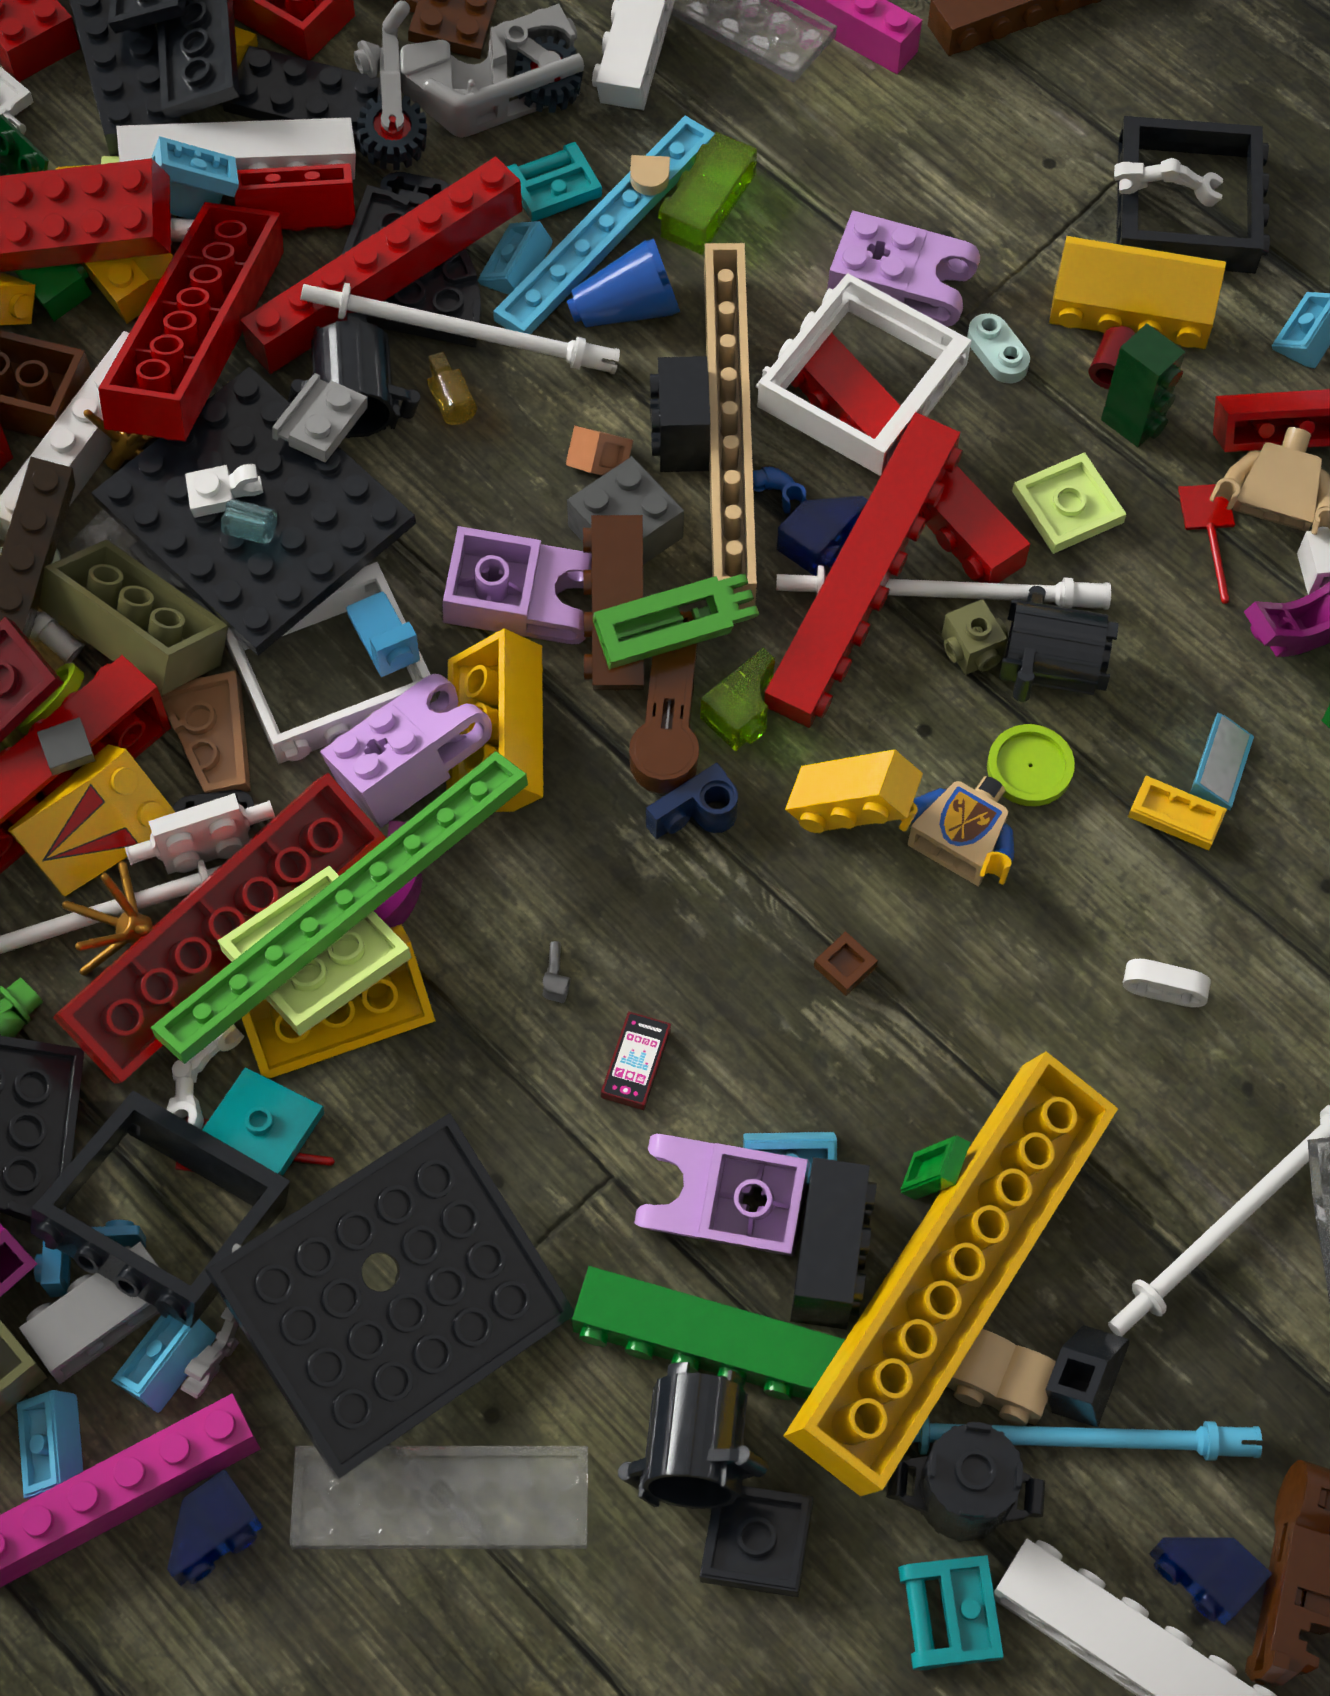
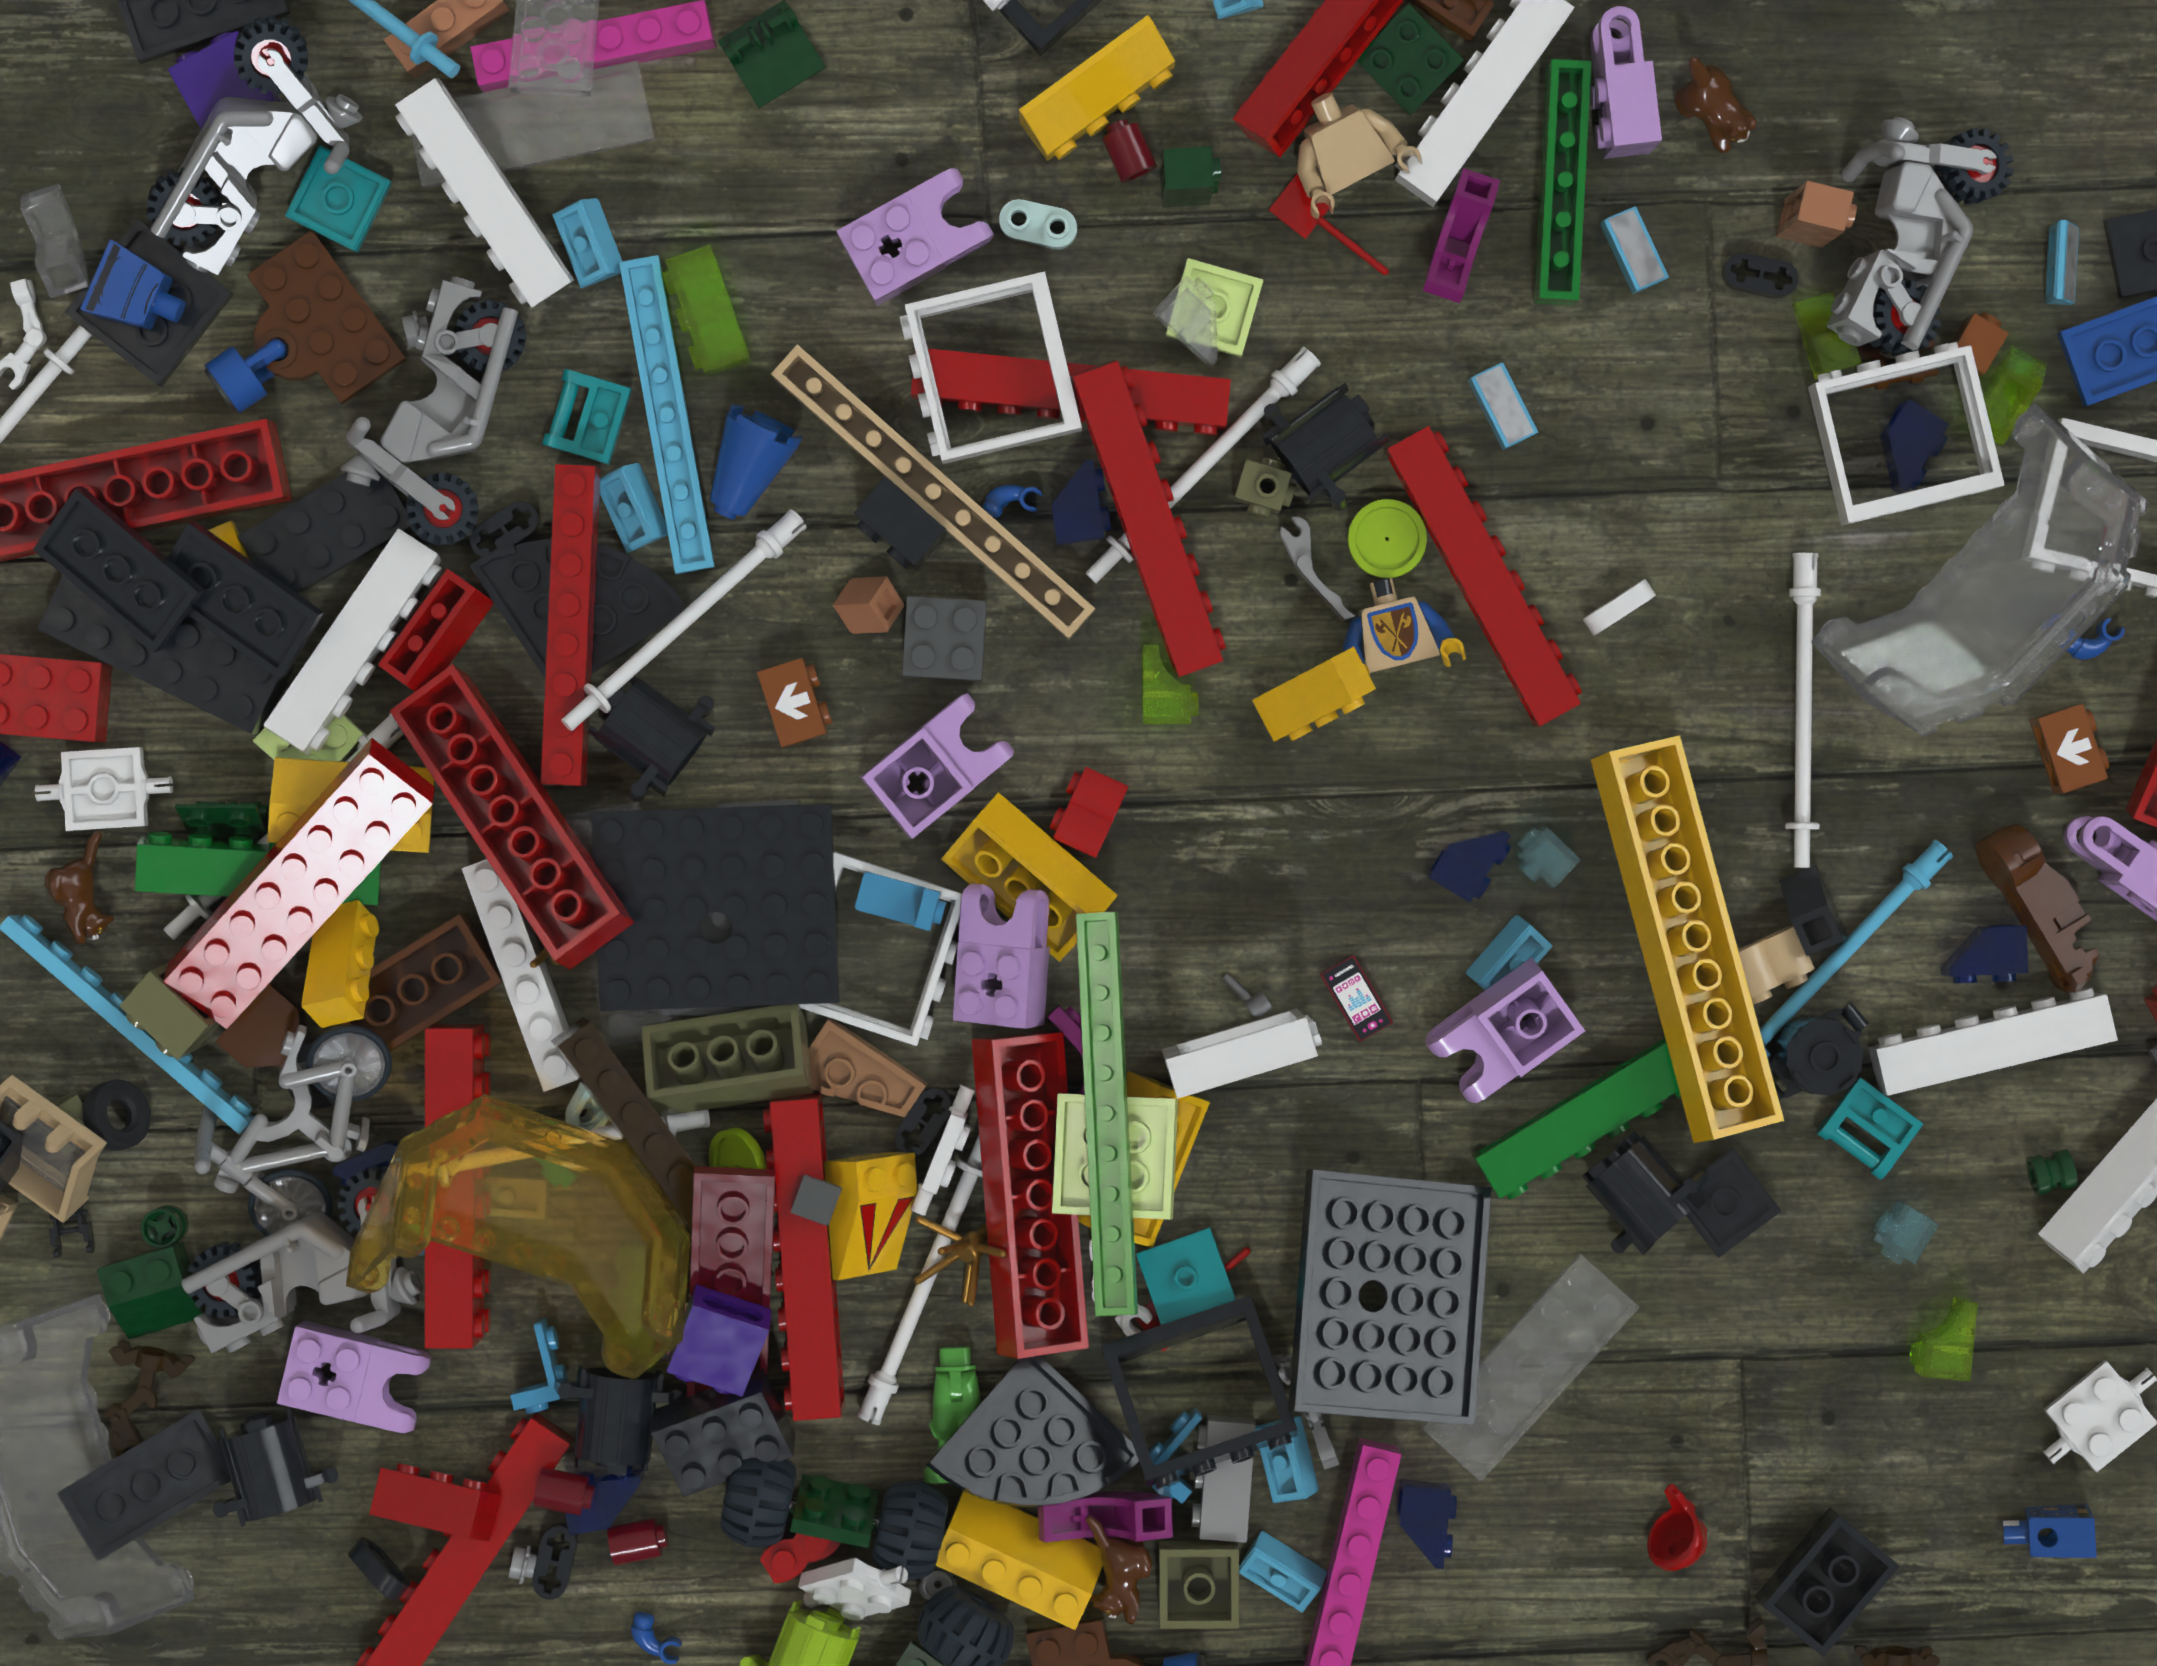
camera: 45 degrees left, 25 degrees up
(195, 175) = (365, 707): medium azure bracket -> none
(214, 487) = (688, 929): white plate -> none
(249, 521) = (741, 930): clear light blue piece -> none
(320, 417) = (691, 804): light grey plate -> none
(450, 391) = (715, 664): clear yellow hinge -> none
(450, 917) = (1241, 1052): none -> white window
(472, 460) = (794, 702): none -> dark orange brick
(590, 726) = (1089, 812): none -> red brick
(614, 580) = (1020, 716): reddish brown brick -> none
(649, 174) = (656, 345): tan tile -> none
(656, 626) = (1071, 712): bright green hinge -> none
(665, 748) = (1161, 785): reddish brown piece -> none
(680, 95) = (588, 241): none -> medium azure slope
(692, 800) = (1205, 816): dark blue plate -> none
(833, 1244) = (1599, 996): black brick -> none
(839, 1045) = (1466, 862): none -> clear blue slope
(845, 963) = (1415, 802): reddish brown plate -> none
(905, 1105) = (1545, 857): none -> clear light blue brick
(930, 100) = (771, 54): none -> dark green hinge
(935, 1167) = (1609, 885): green tile -> none
(952, 711) = (1300, 553): none -> light grey arm
(1045, 478) = (1192, 318): none -> clear slope
(1076, 862) = (1483, 577): none -> red brick
(1177, 813) = (1511, 475): yellow plate -> none

